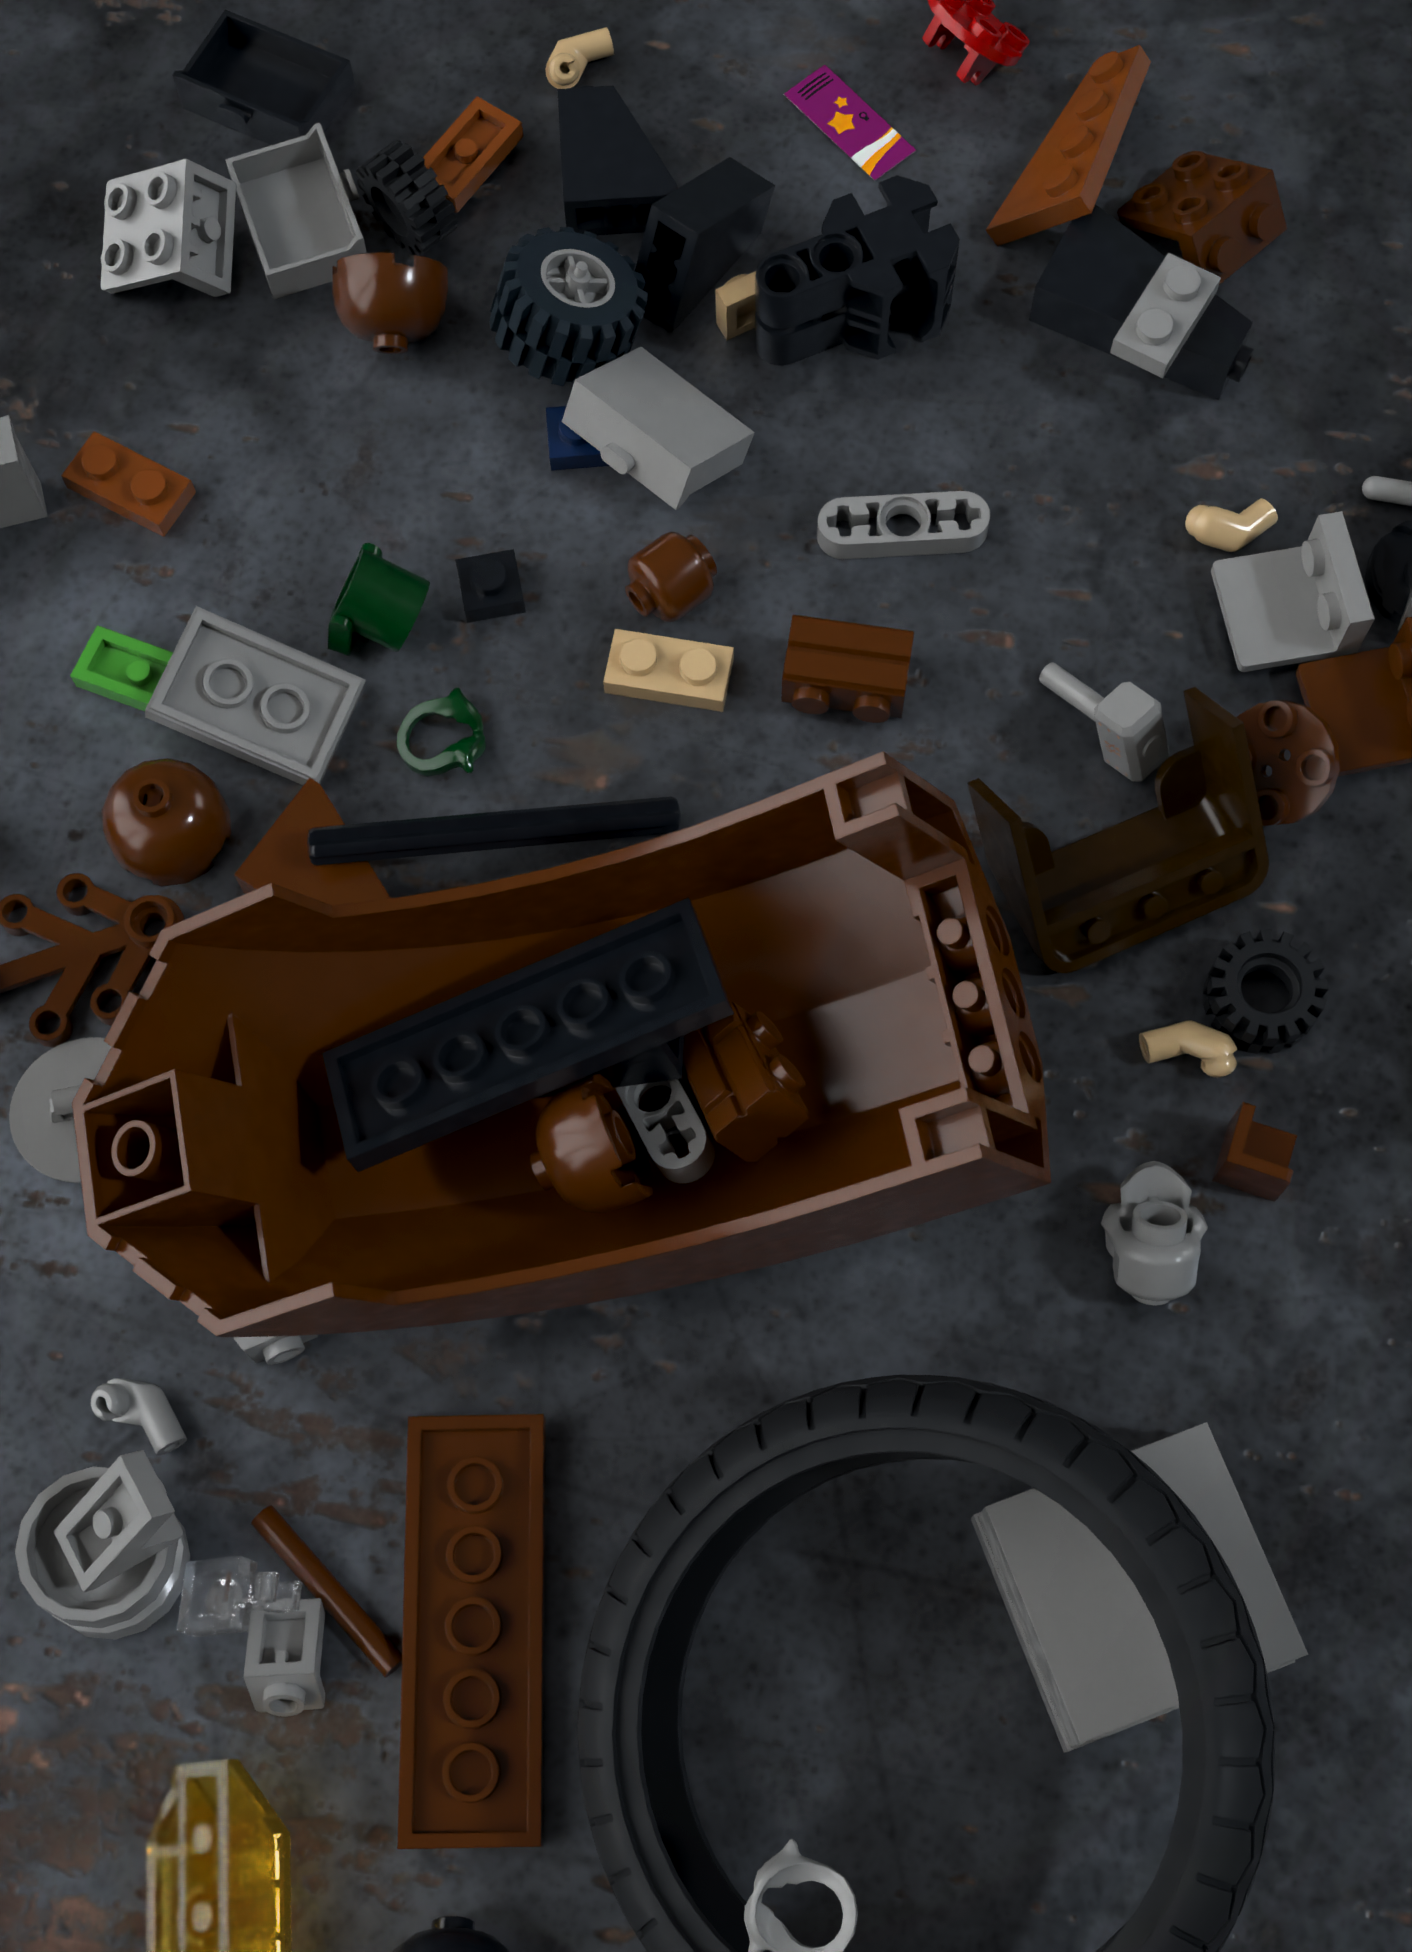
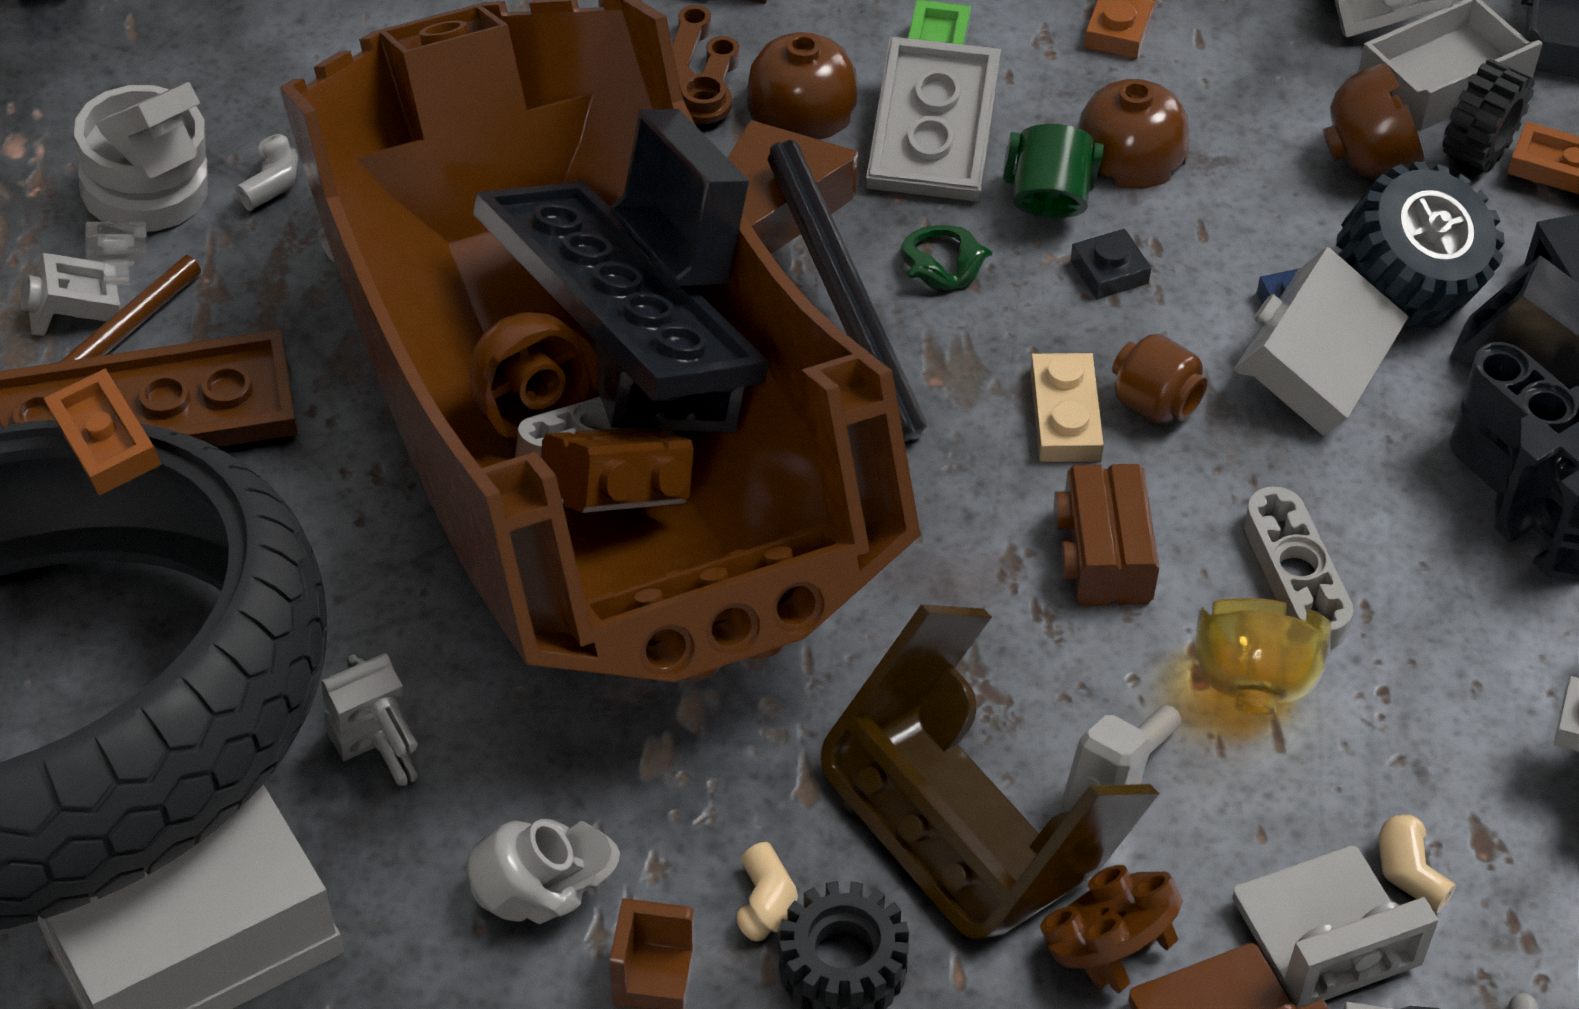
camera: 75 degrees right, 20 degrees down
(321, 519) = (1140, 132): none -> reddish brown cylinder
(458, 938) = (681, 200): none -> black container
(680, 1583) = (102, 431): none -> dark orange plate
(970, 1355) = (367, 714): none -> light grey piece
(1019, 575) = (1260, 653): none -> clear yellow cylinder

